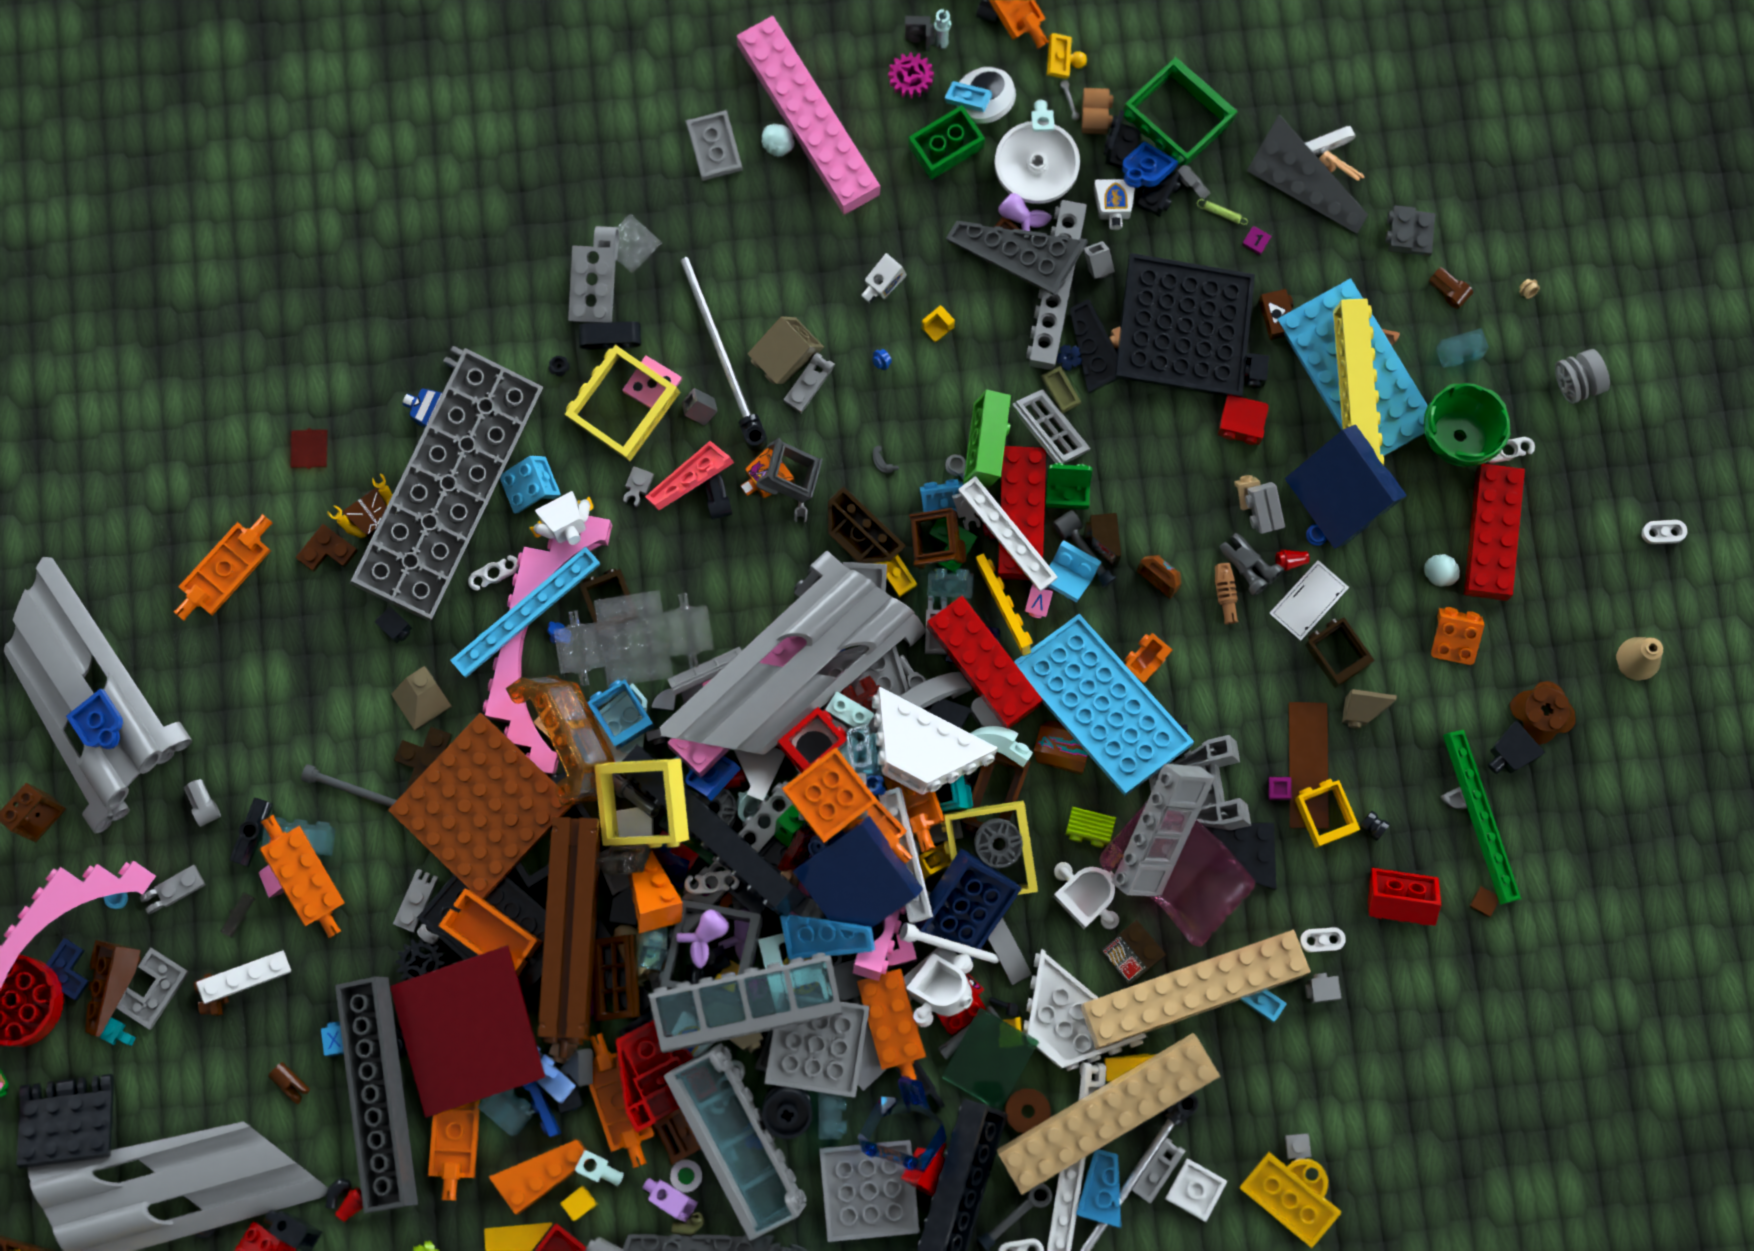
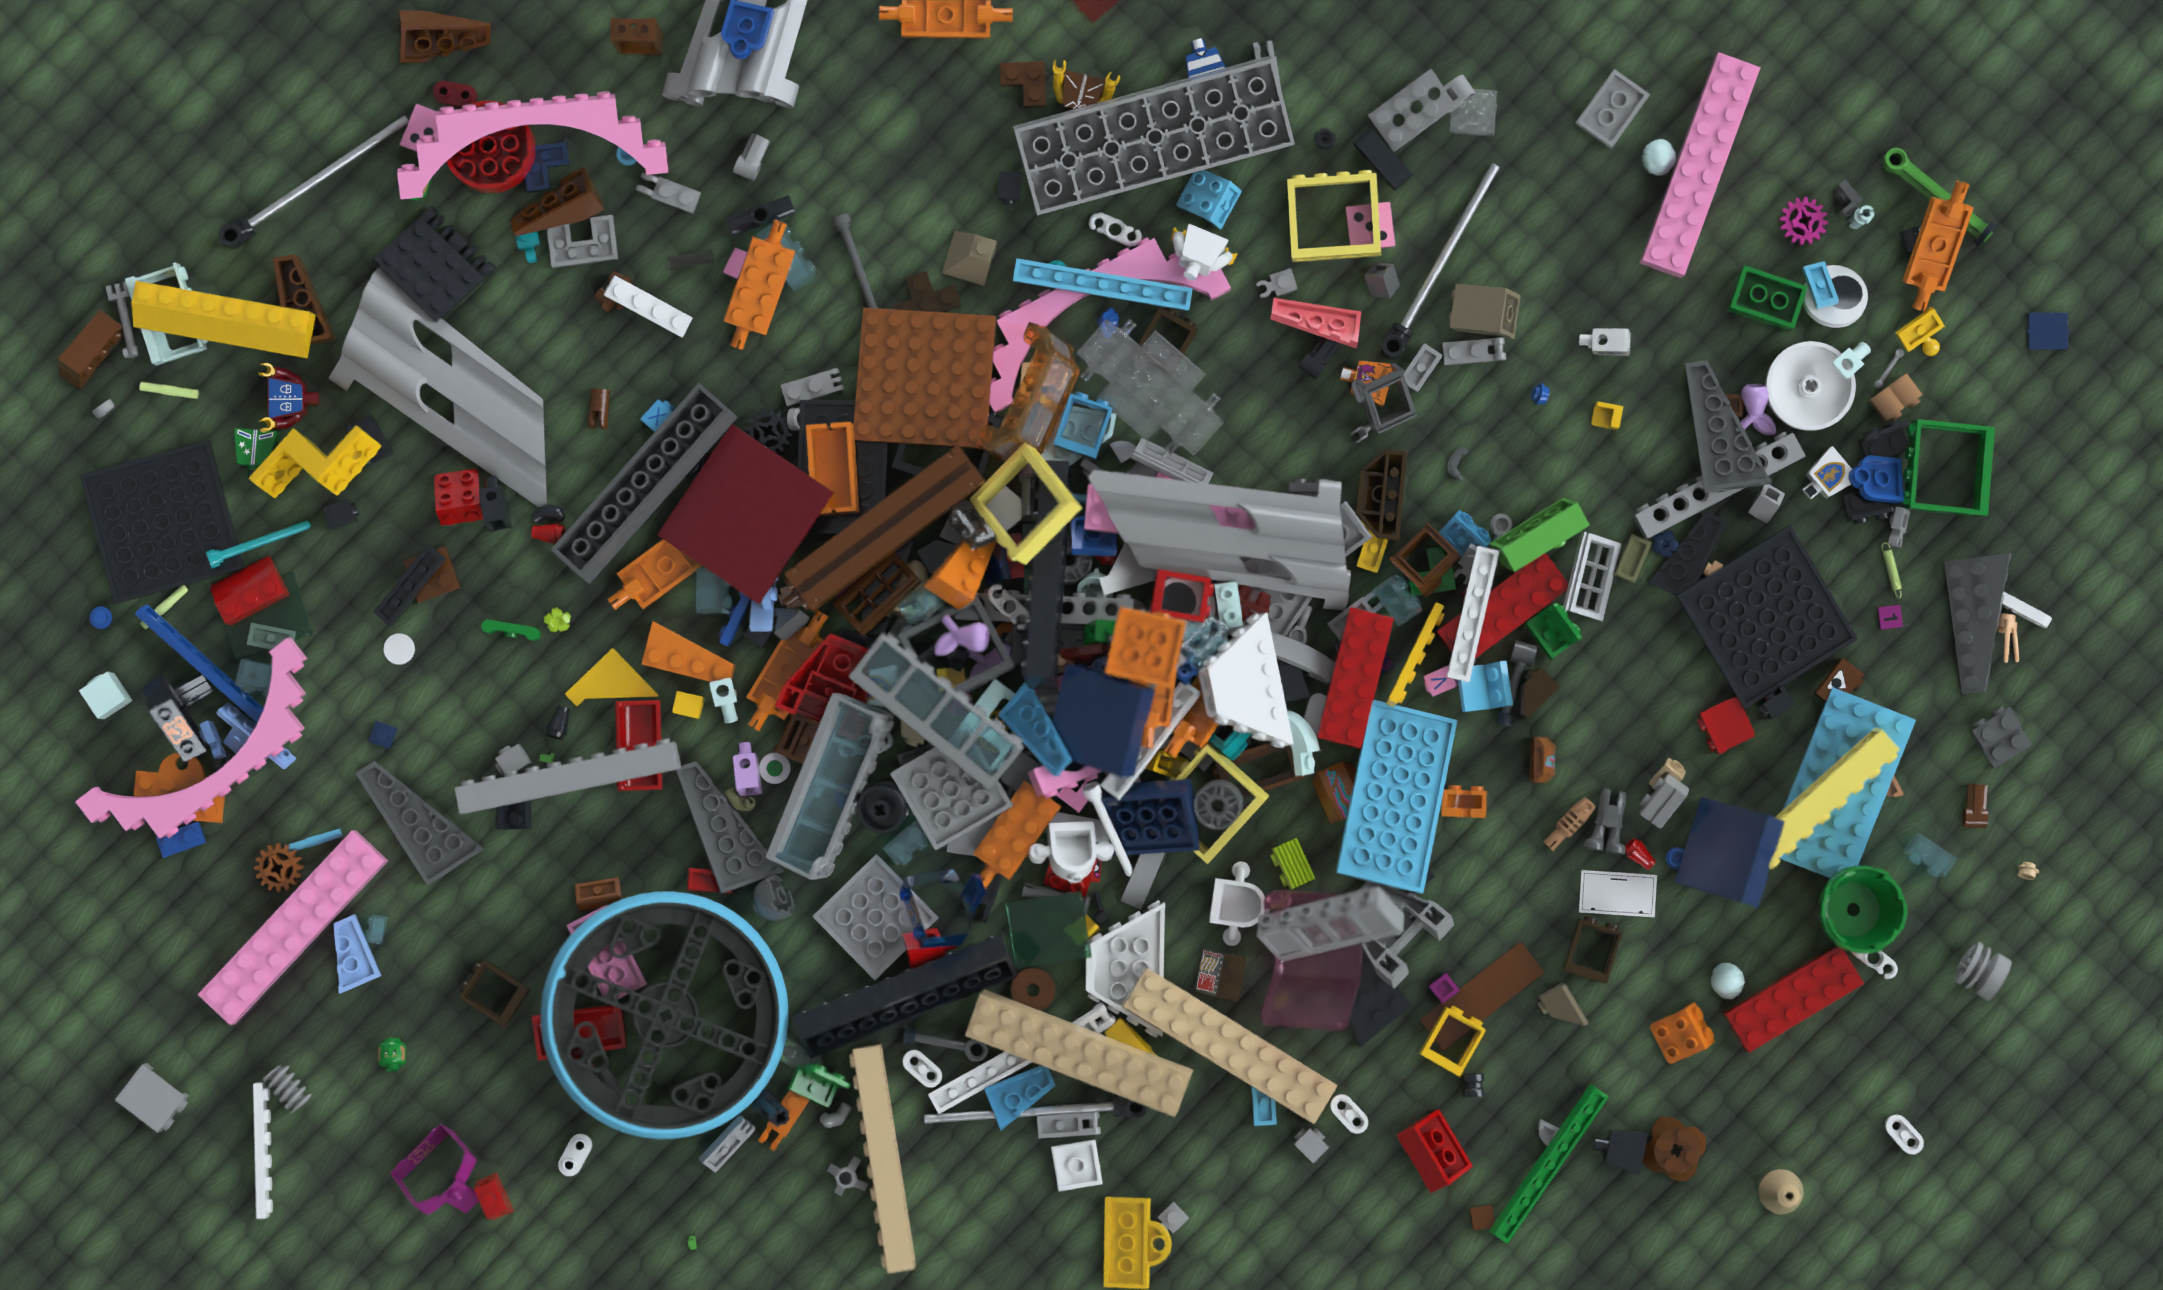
camera: 50 degrees right, 10 degrees up
(788, 427) = (1421, 367): none -> light grey plate

